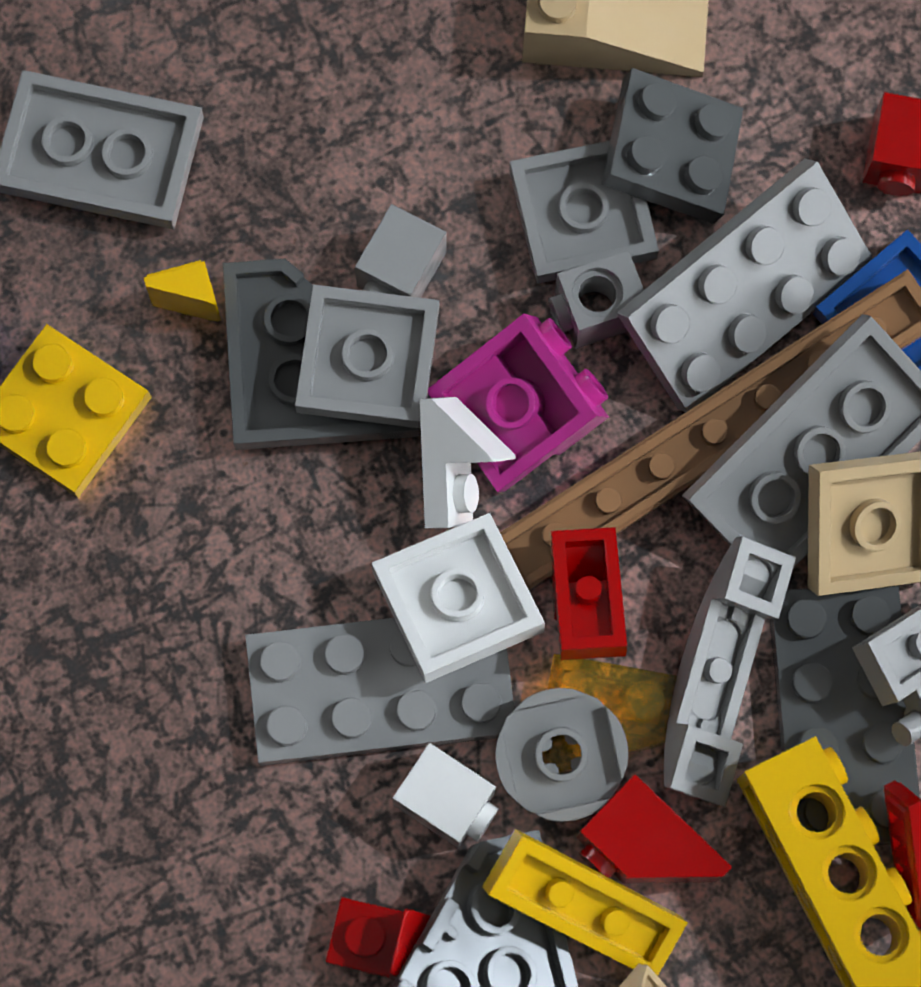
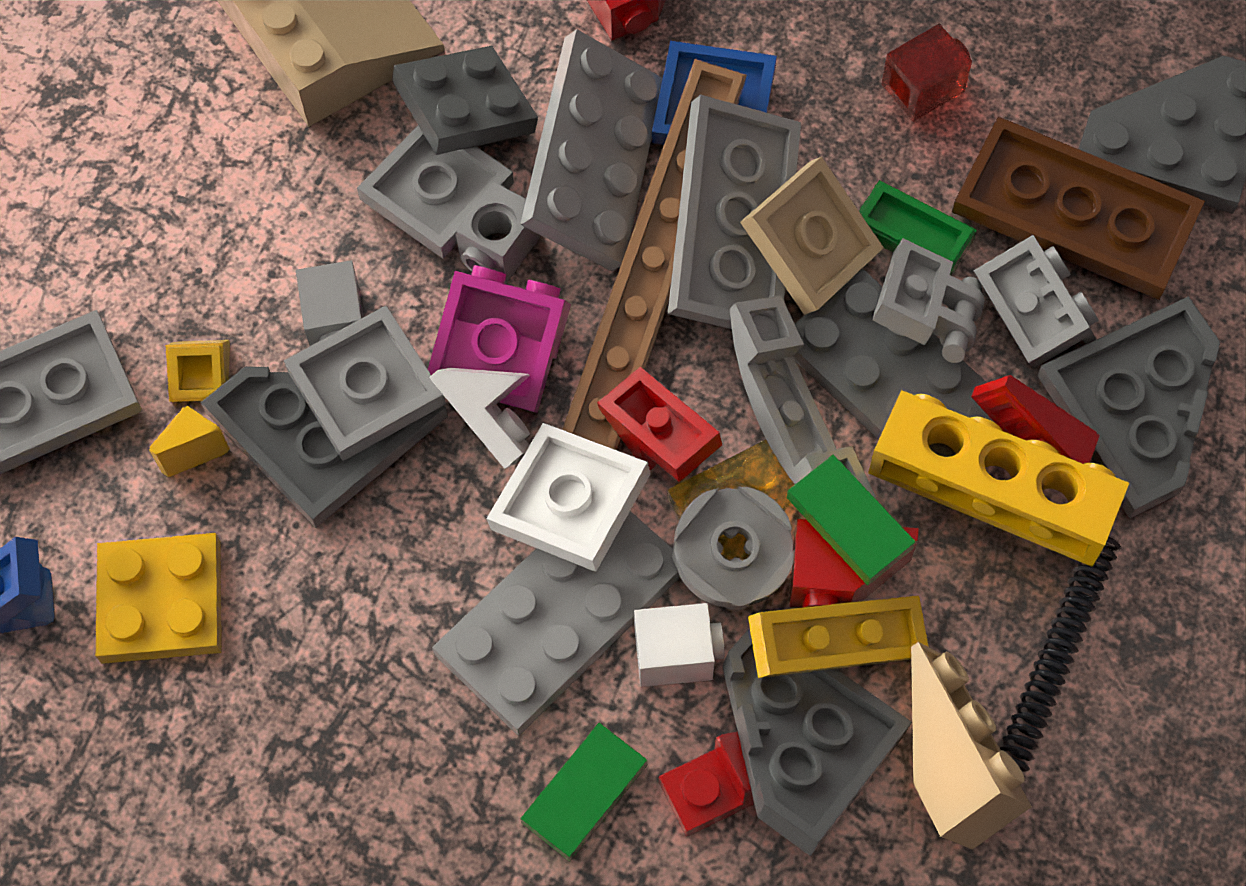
camera: 35 degrees left, 10 degrees down
(249, 224) = (196, 368): none -> yellow slope
(272, 858) = (584, 791): none -> green tile
(676, 814) = (850, 519): none -> green tile

